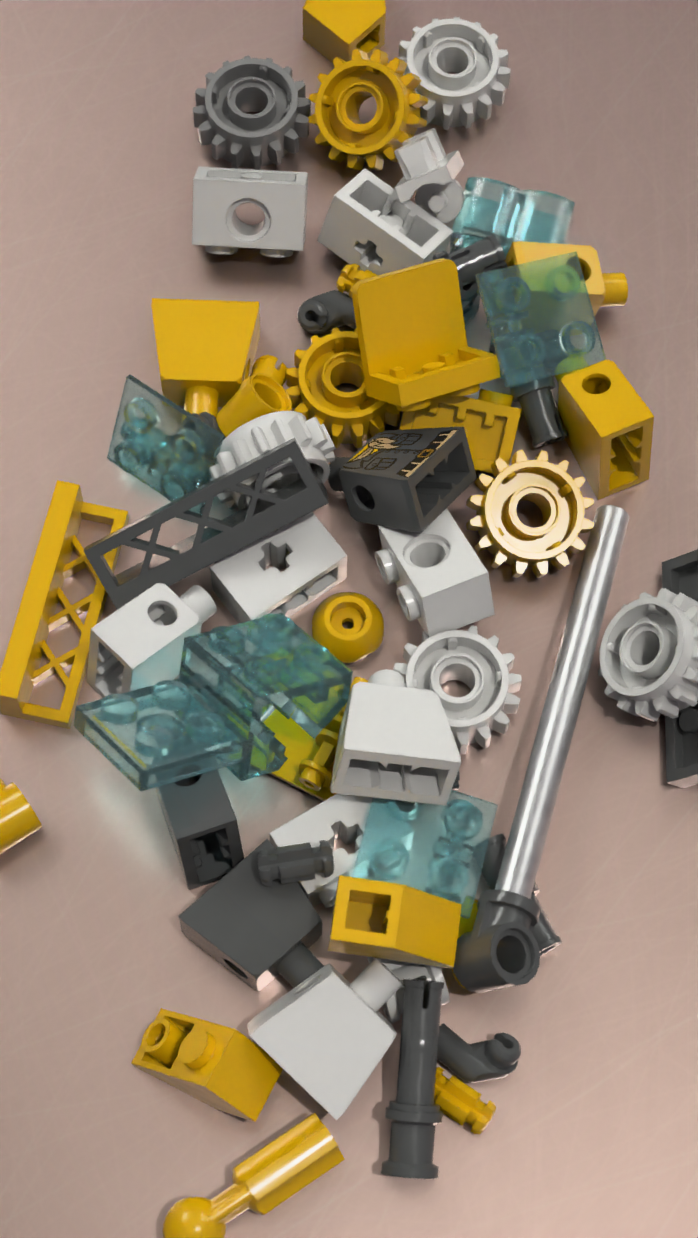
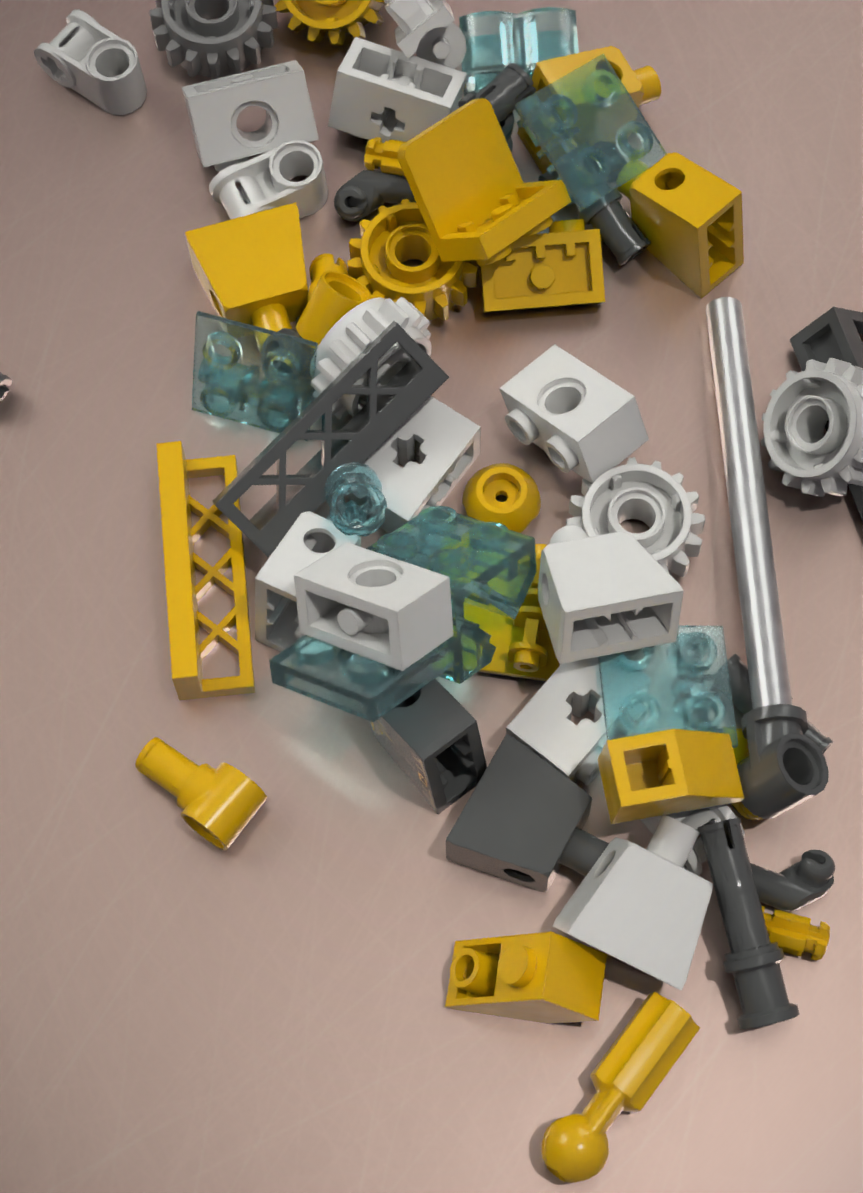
camera: 15 degrees left, 0 degrees up
(128, 117) = (94, 64): none -> white piece
(181, 687) = (374, 605): none -> white brick
(199, 601) = (348, 516): none -> clear light blue bush
(244, 274) = (267, 182): none -> white piece
(295, 863) = (546, 747): dark grey piece -> none
(405, 476) = (508, 331): dark grey torso -> none
(551, 491) = (667, 307): yellow gear -> none

